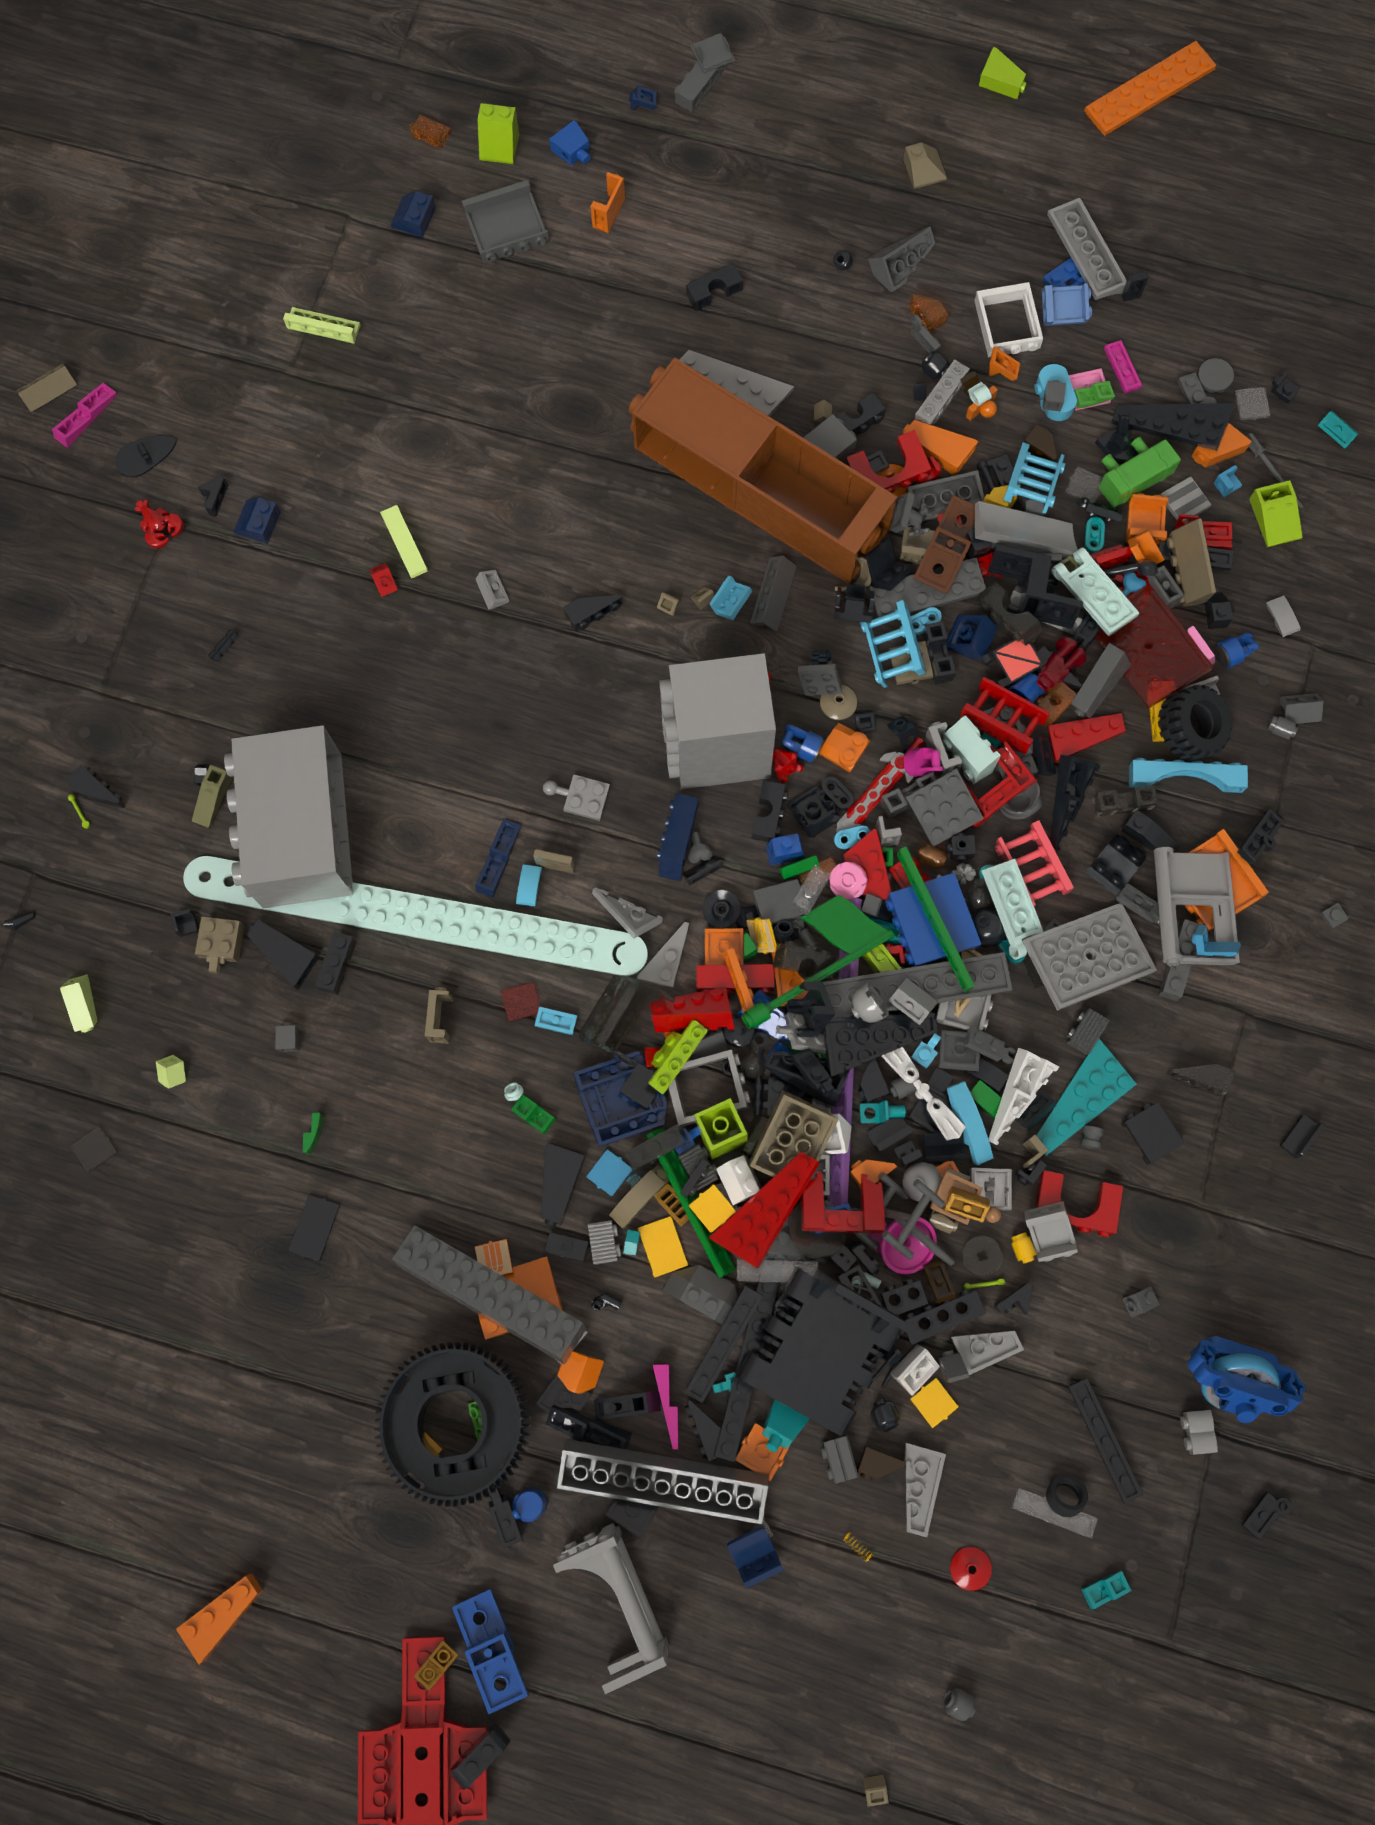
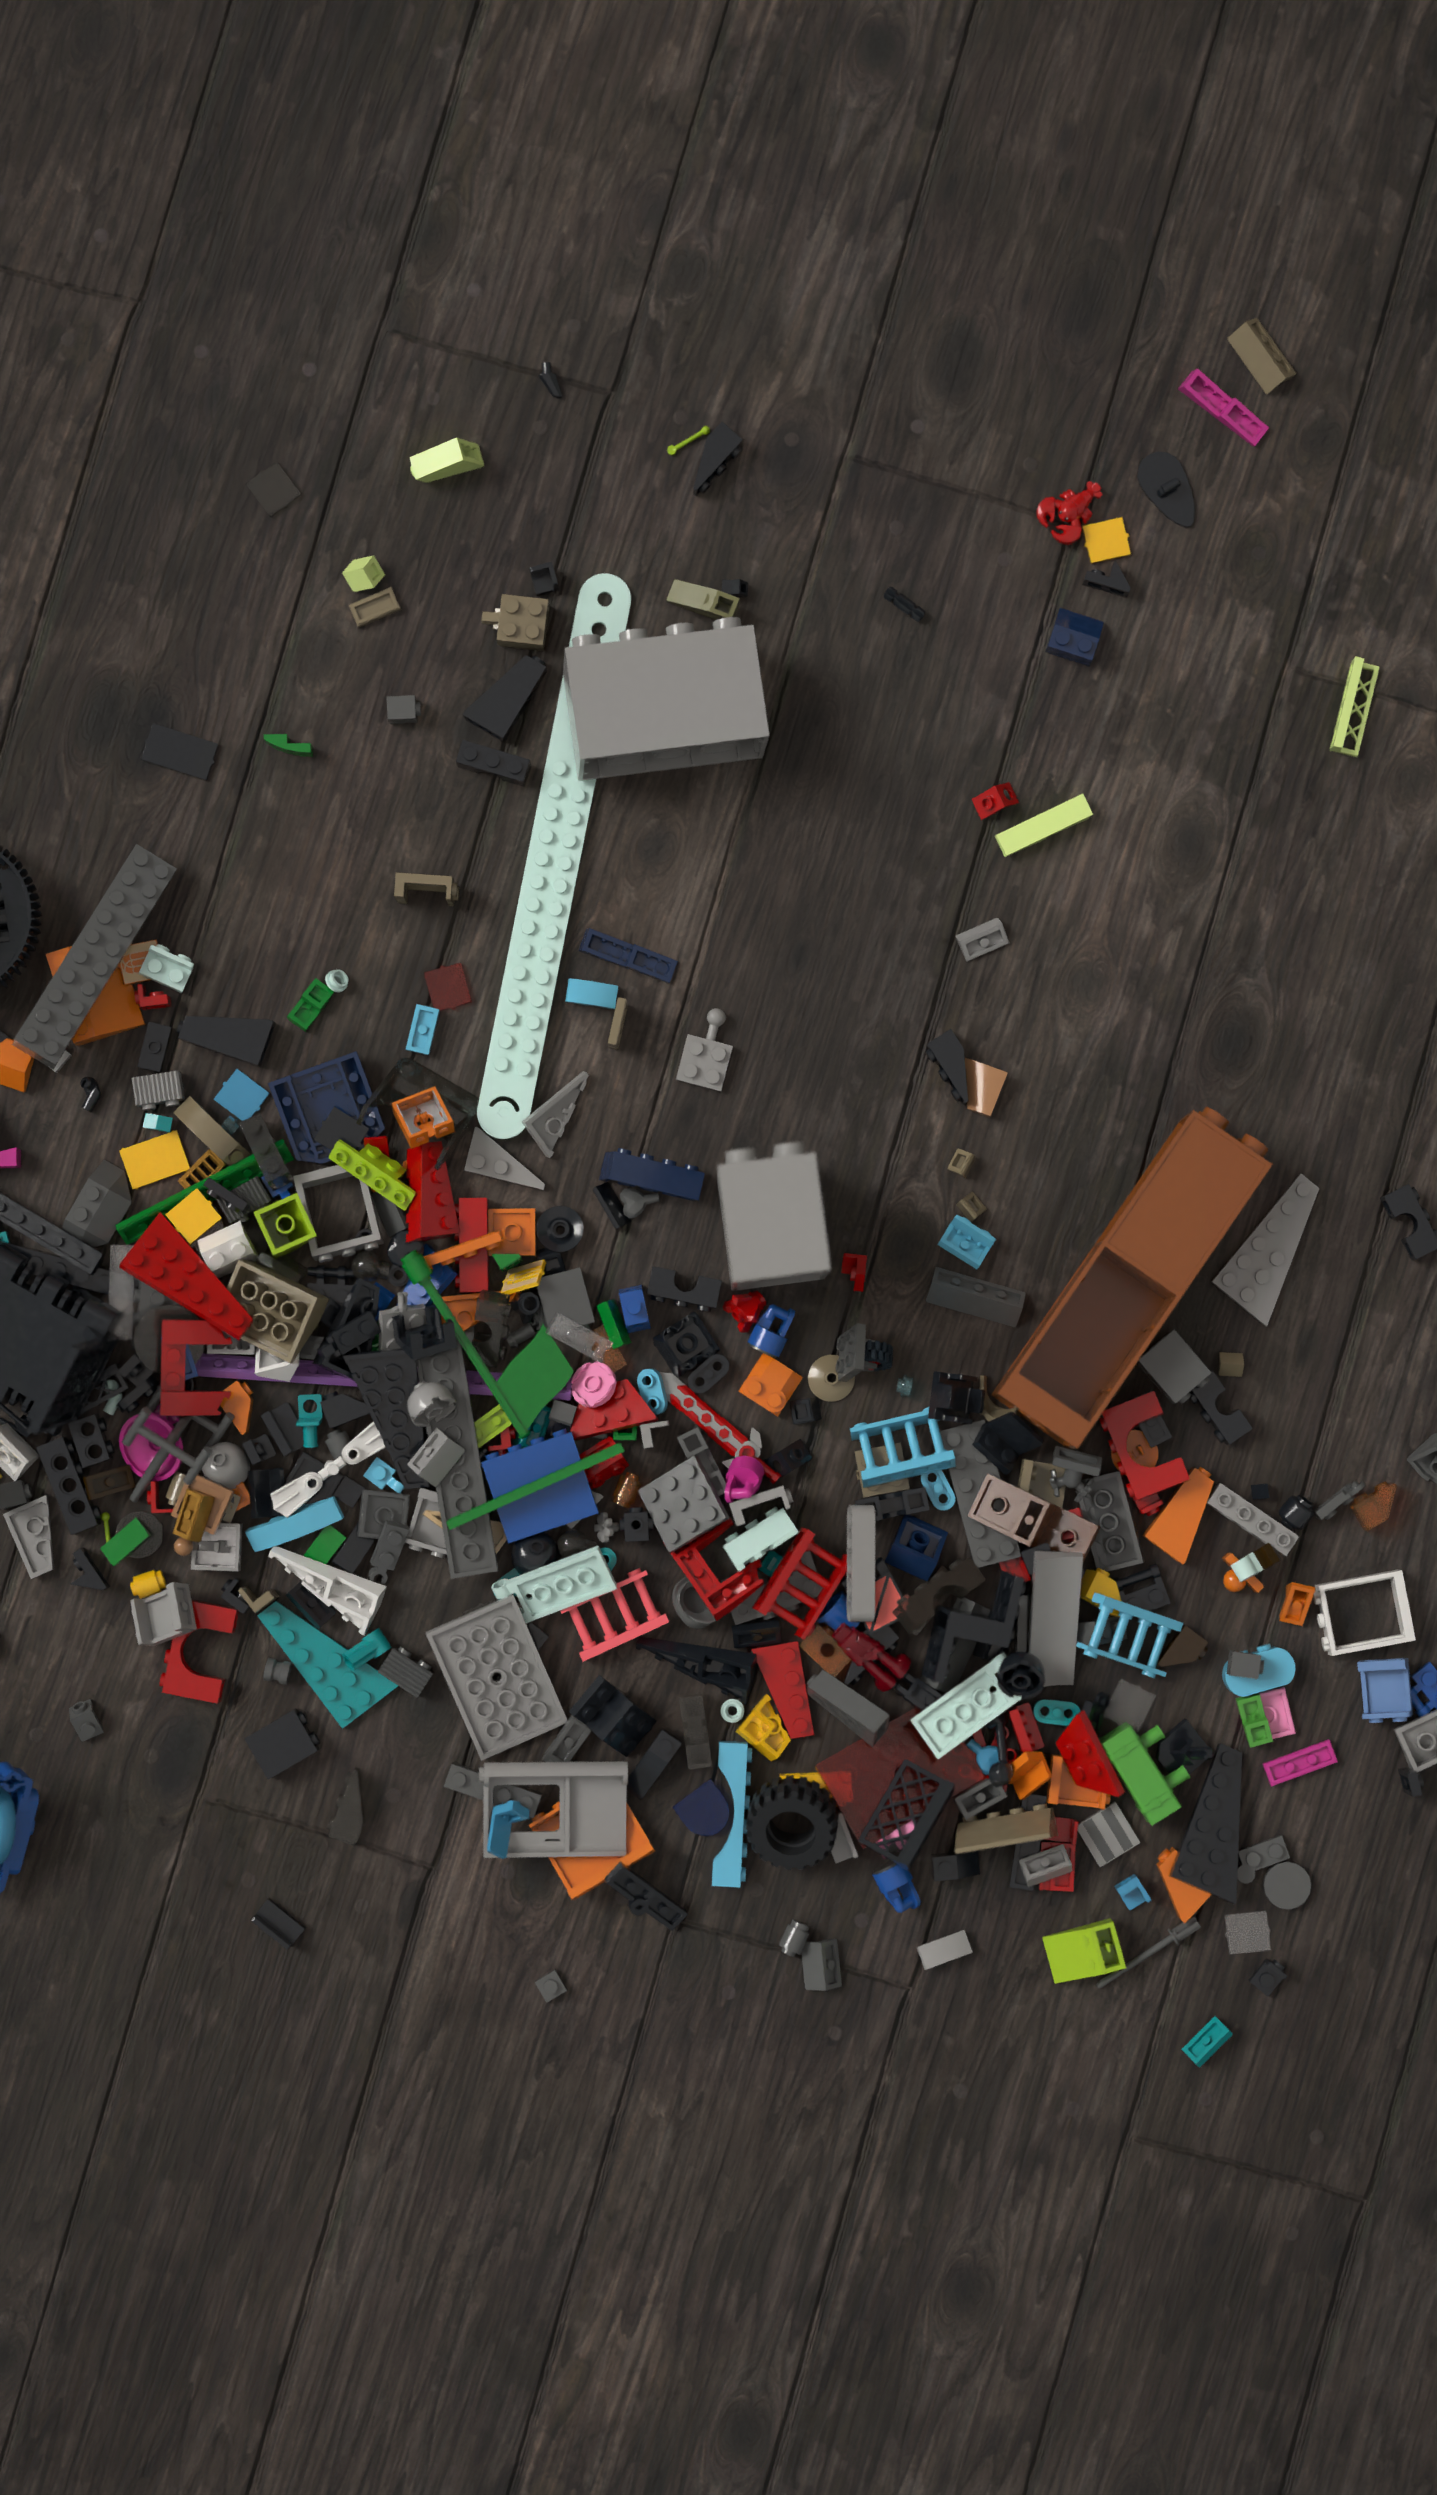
camera: 85 degrees right, 10 degrees up
(182, 498) = (1106, 540): none -> yellow piece
(200, 1063) = (374, 607): none -> dark tan tile
(499, 1235) = (167, 968): none -> light aqua bracket
(527, 1246) = (154, 1001): none -> red bracket
(608, 583) = (983, 1086): none -> medium nougat slope
(623, 1017) = (420, 1110): none -> orange piece
(844, 645) = (904, 1386): none -> clear light blue plate
(952, 1244) = (153, 1499): none -> red bracket
(988, 669) = (860, 1563): none -> light grey beam
(990, 1266) = (125, 1542): none -> green slope
(1068, 1059) = (370, 1647): none -> teal piece
(1071, 548) = (1021, 1675): none -> black cylinder
(1105, 770) = (732, 1718): none -> light aqua plate
(1119, 751) = (764, 1730): none -> yellow slope
(1131, 507) = (1087, 1758): none -> red wing
(1185, 797) = (704, 1810): none -> clear blue tile
(1189, 618) = (925, 1824): none -> black fence
(1215, 542) = (1045, 1865): none -> light grey slope

